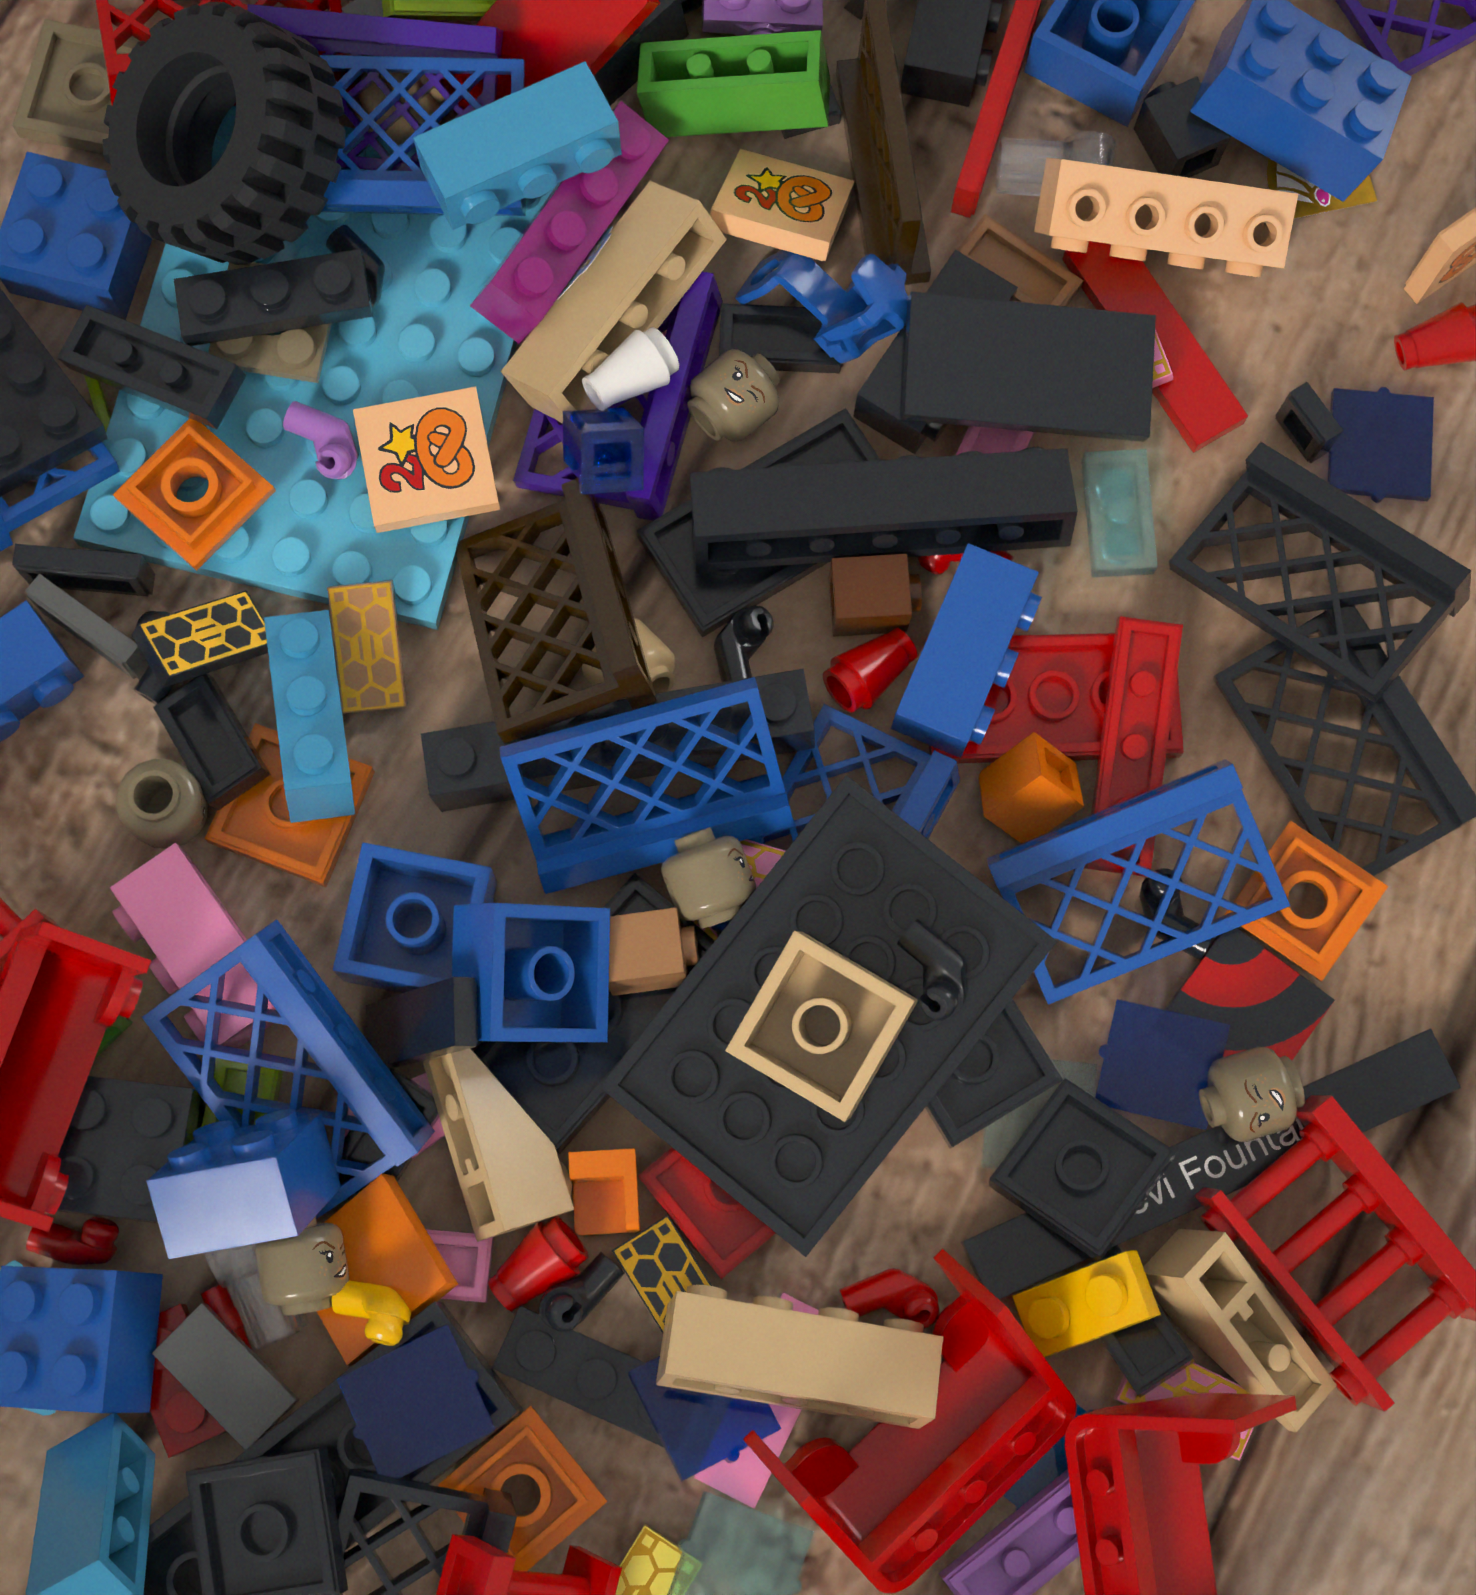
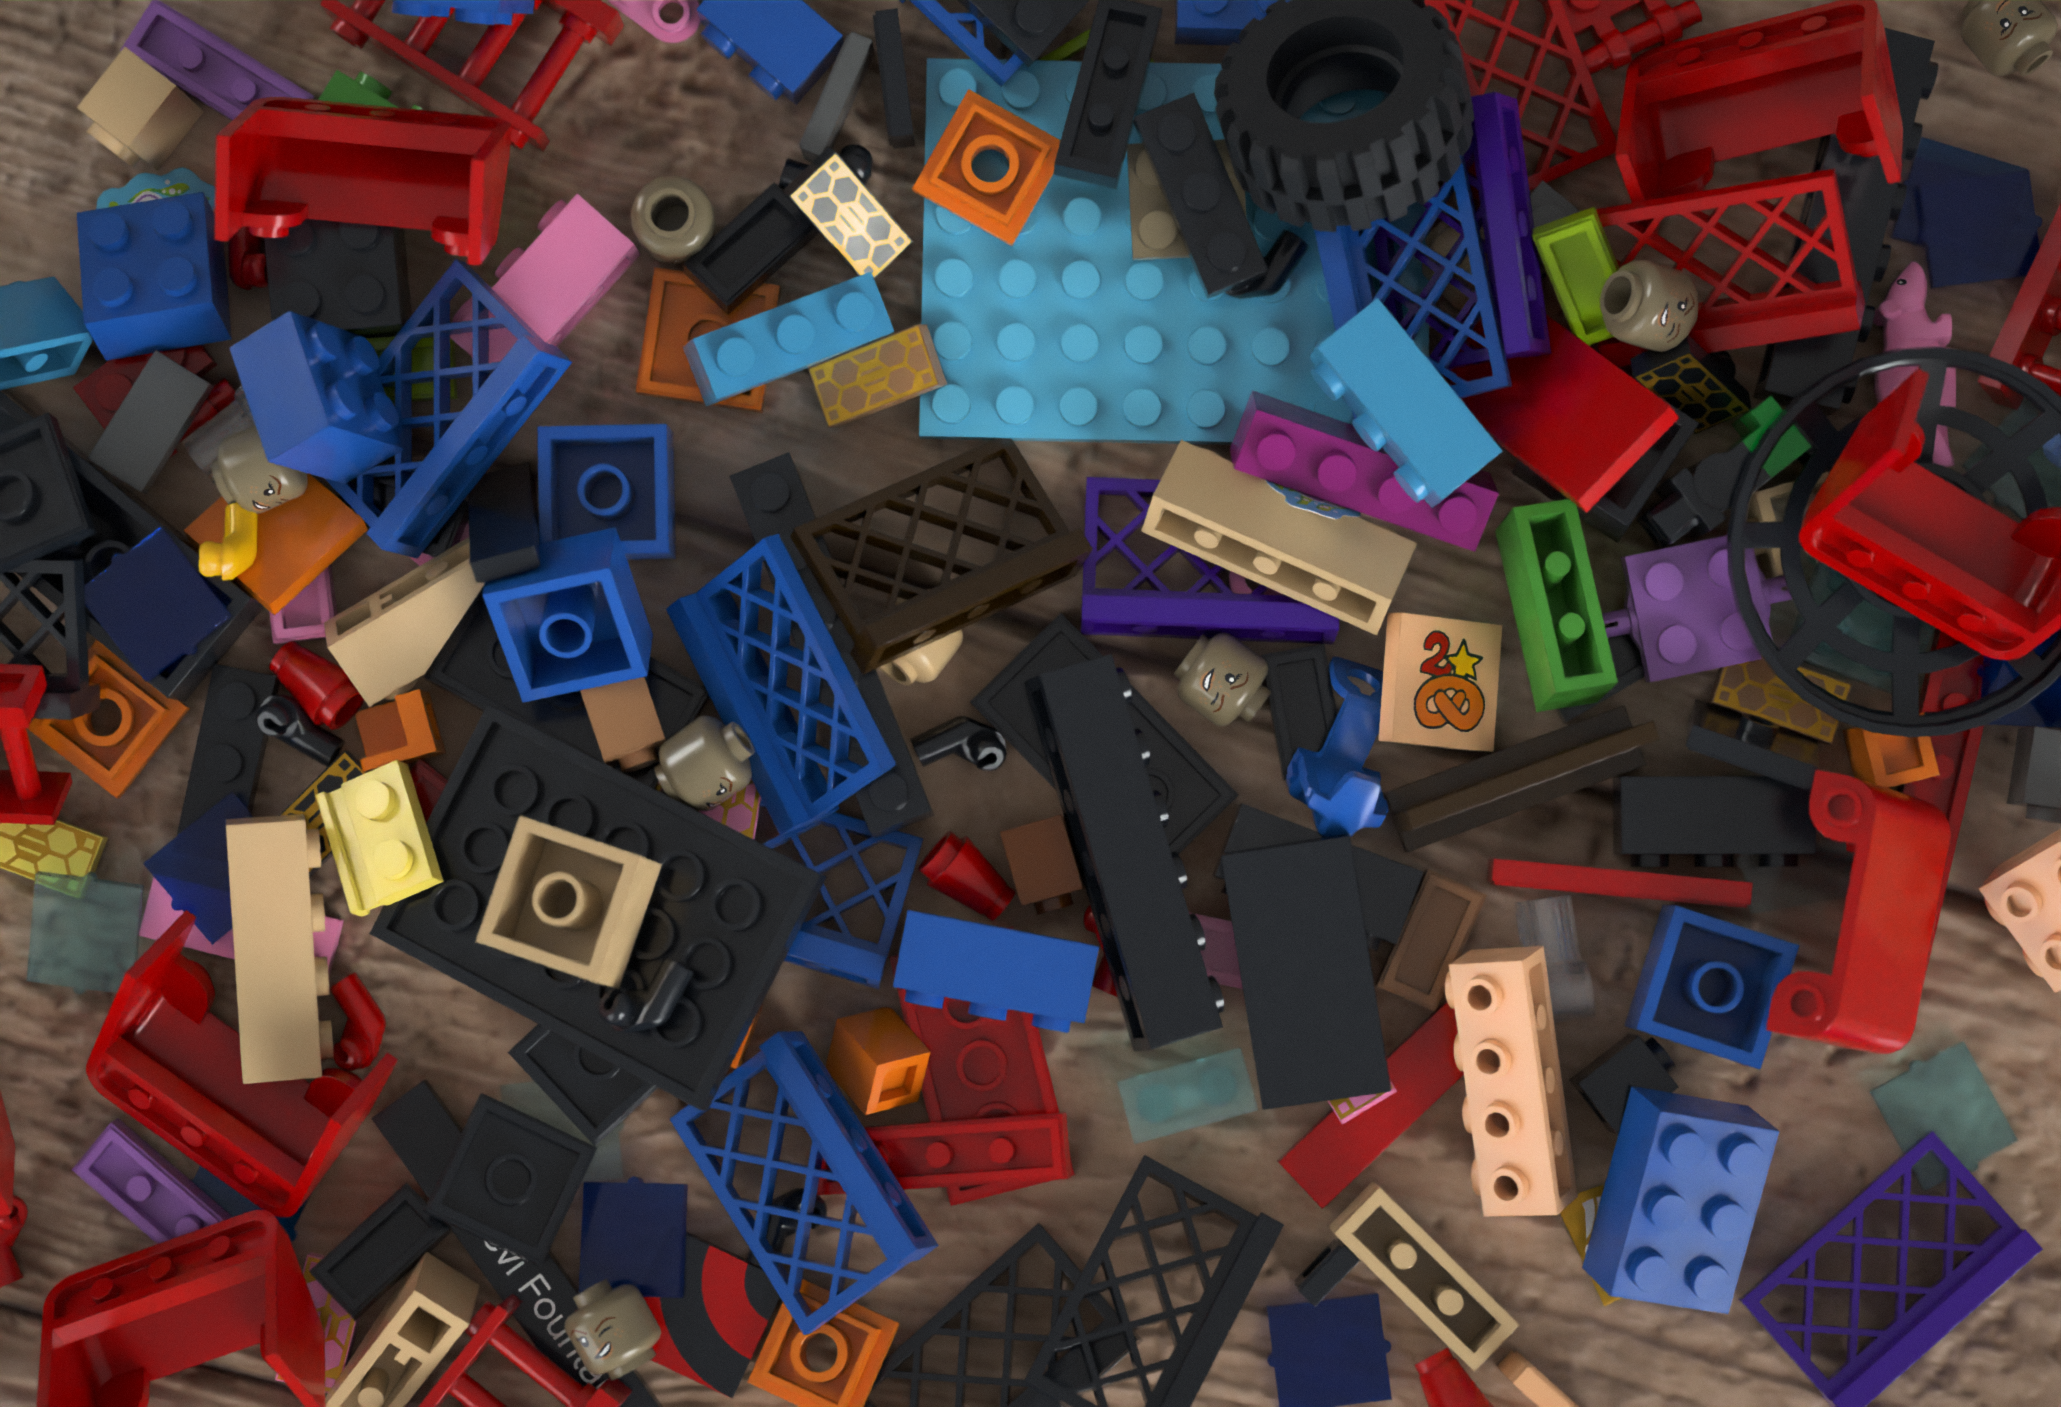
camera: 80 degrees right, 10 degrees up
(330, 437) = (1077, 287): medium lavender arm -> none
(426, 459) = (1078, 387): light nougat tile -> none
(604, 450) = (1115, 562): clear blue brick -> none
(633, 368) = (1207, 572): white cone -> none
(710, 1226) = (379, 838): none -> light yellow plate
(1087, 1304) = (383, 1207): yellow plate -> none
(1329, 331) = (1423, 1276): none -> tan brick

